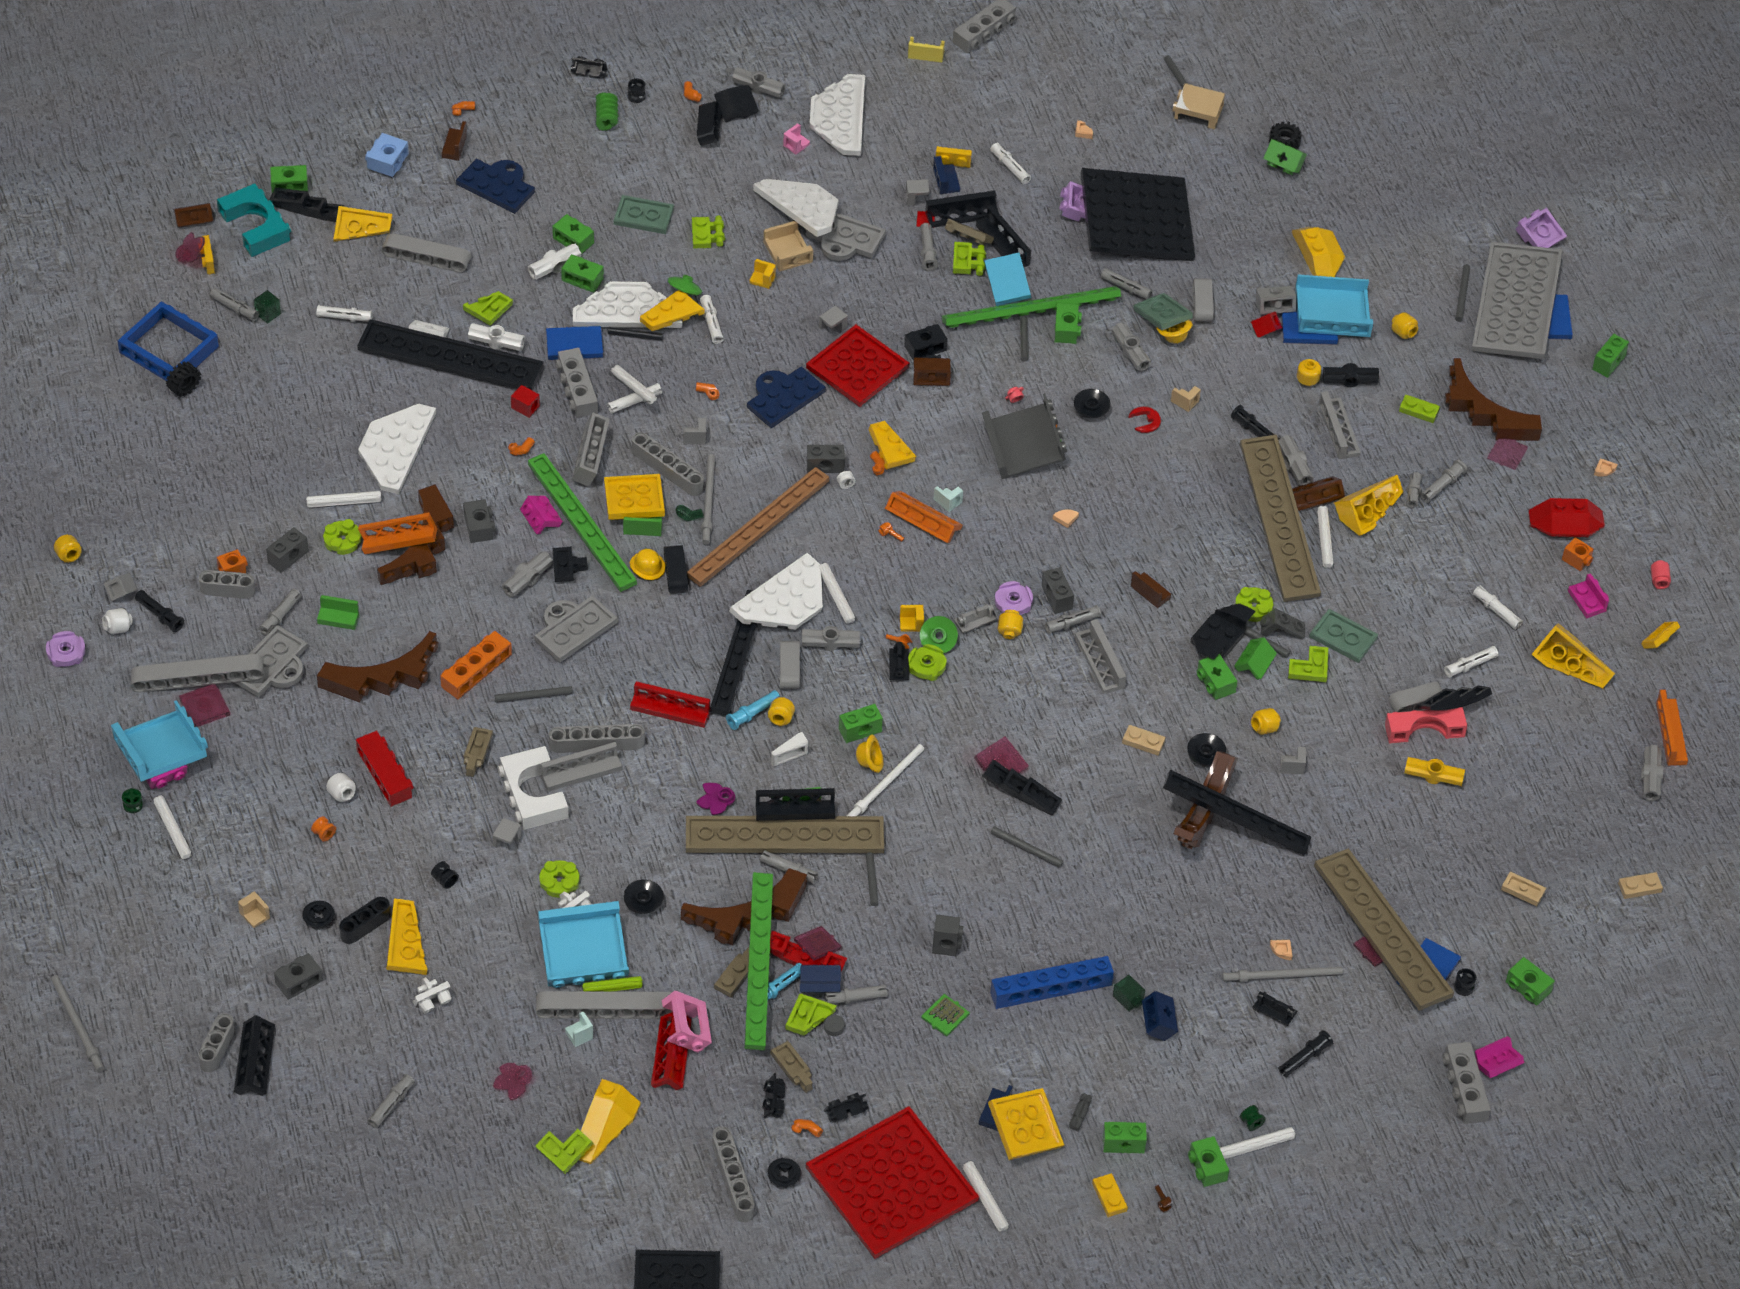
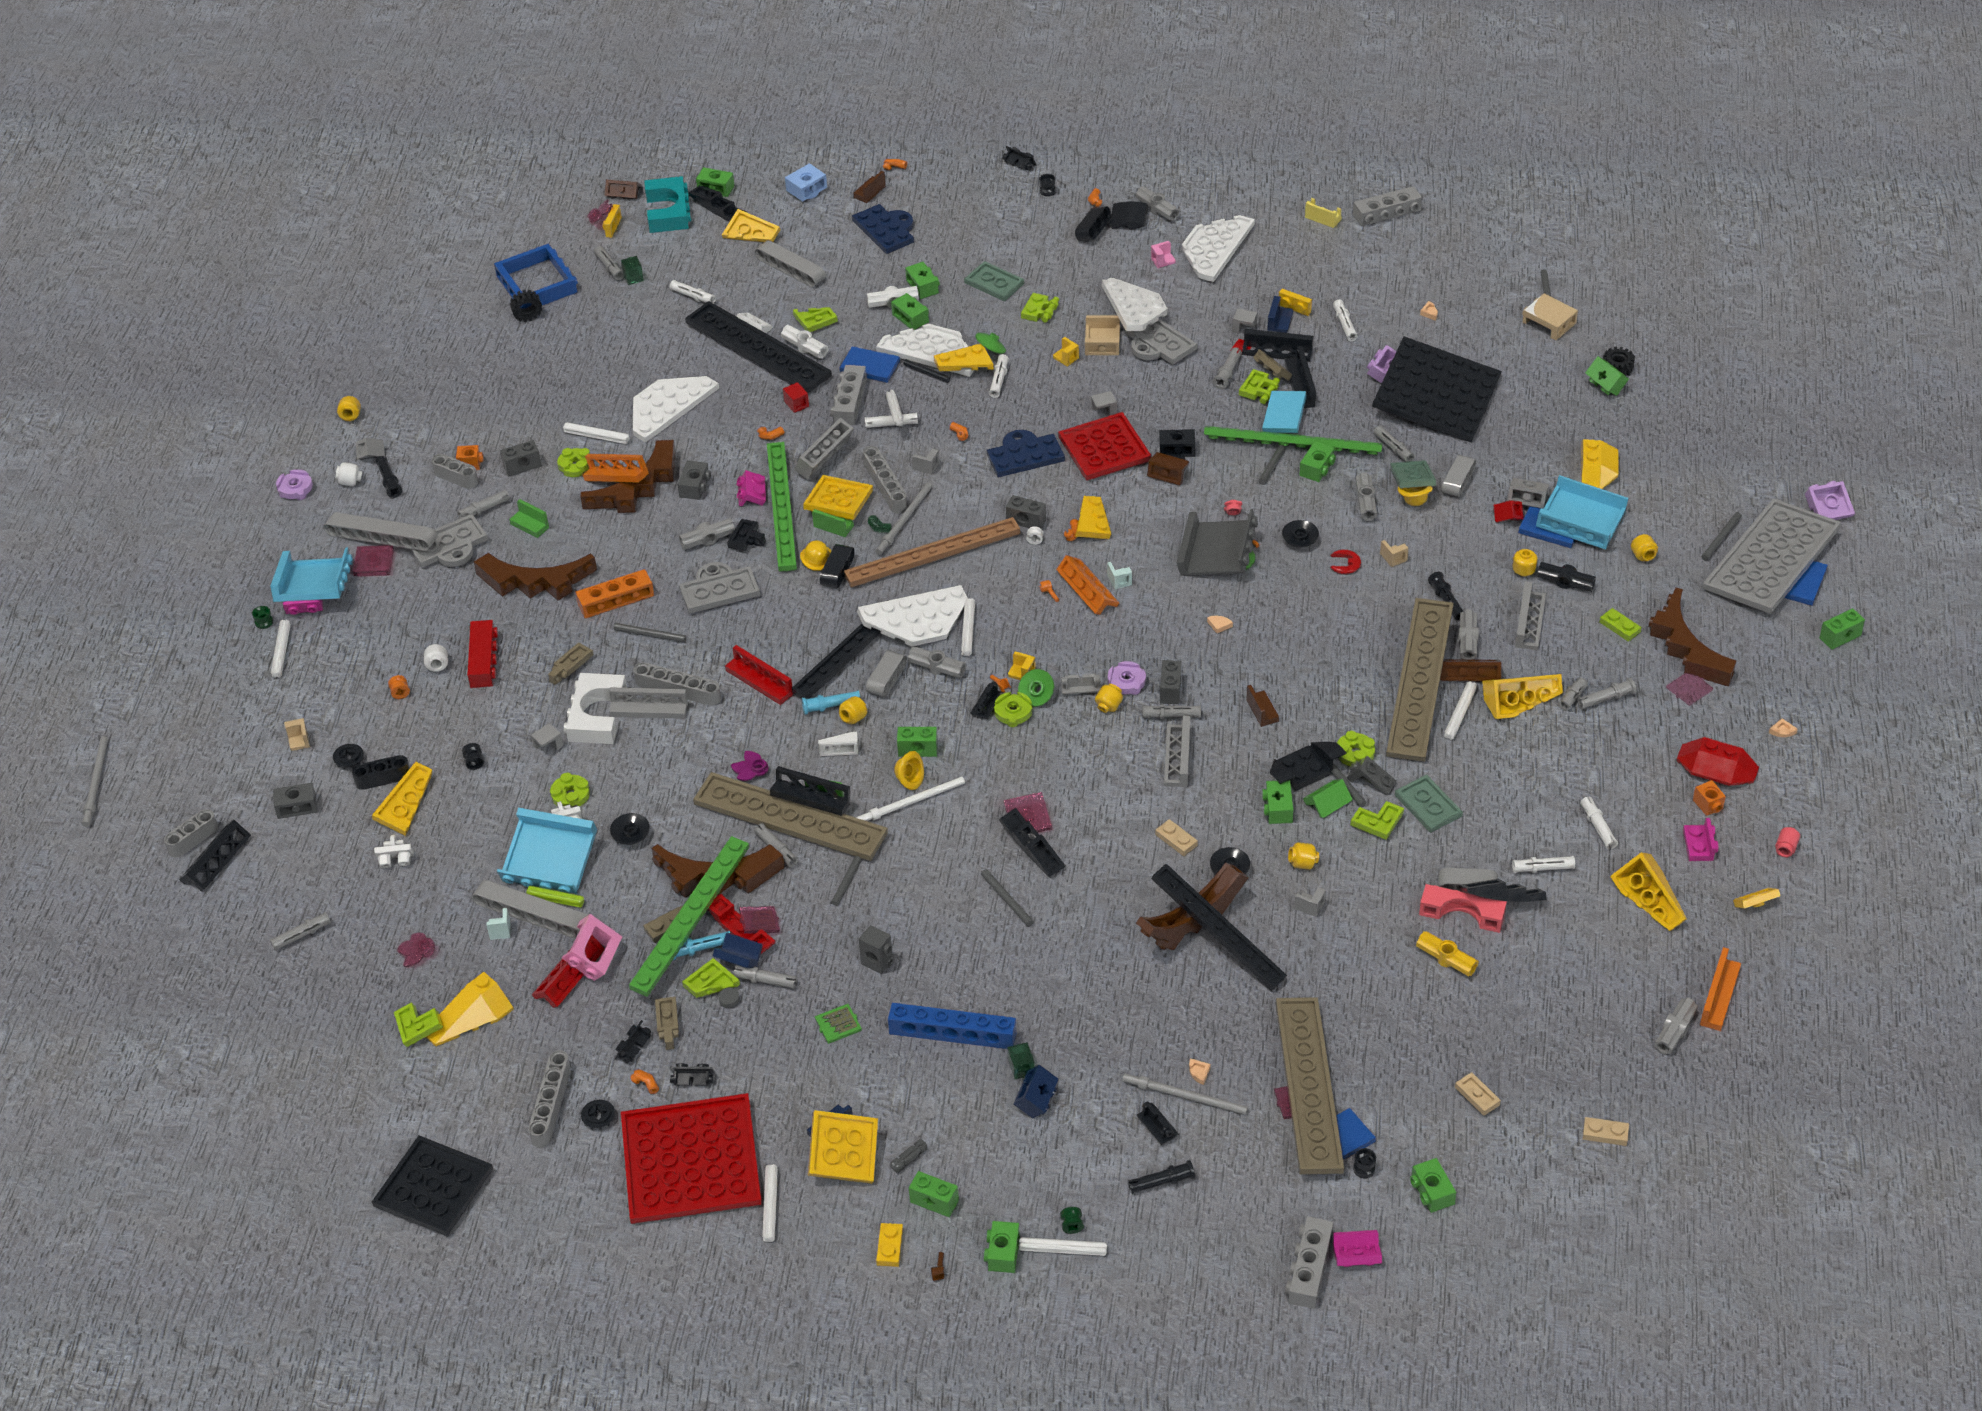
camera: 30 degrees right, 5 degrees down
(606, 111) = (1011, 193): bright green piece -> none

